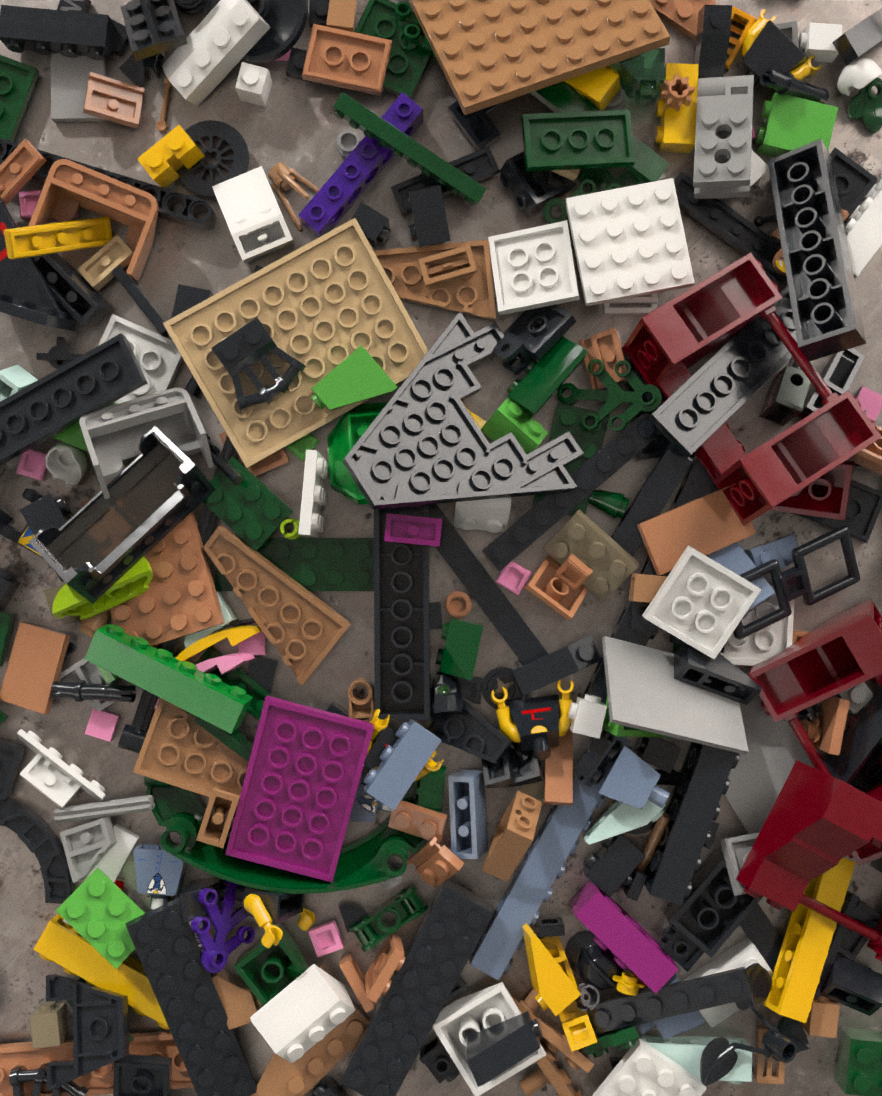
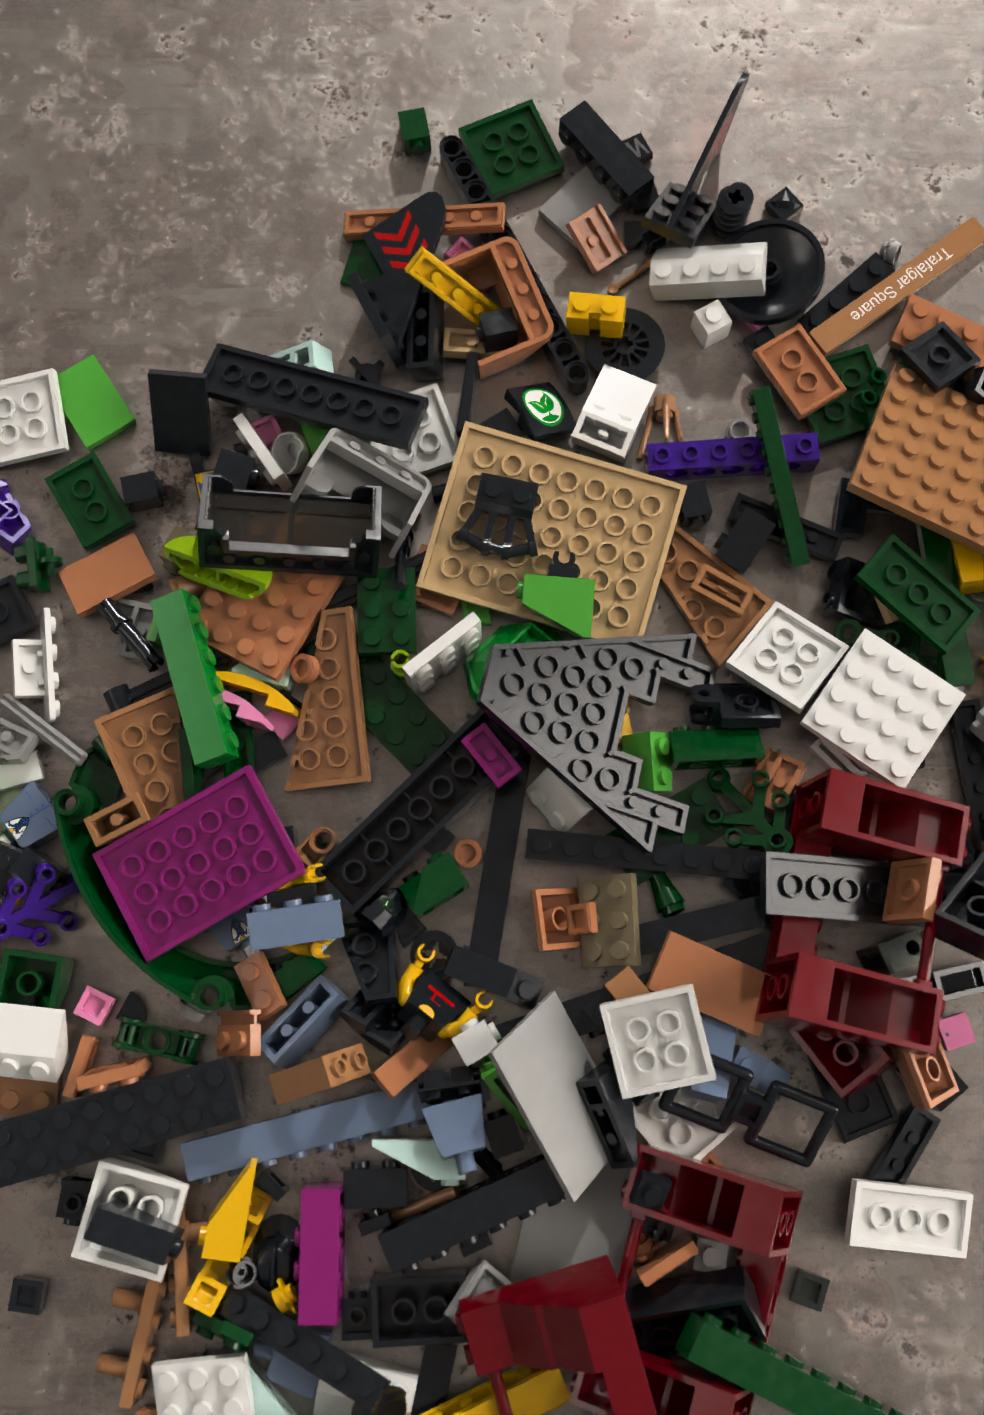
camera: 45 degrees right, 10 degrees down
(47, 484) = (261, 453): none -> white plate
(102, 724) = (110, 668): bright pink tile -> none
(115, 236) = (497, 330): none -> black brick
(203, 262) = (541, 410): none -> slope
(232, 596) = (304, 668): none -> nougat tile
(273, 908) = (85, 935): torso -> none
(333, 359) = (563, 569): none -> black tile
(513, 577) = (531, 876): bright pink tile -> none
(766, 345) = (912, 891): none -> nougat plate
(784, 695) = (650, 1190): none -> black plate

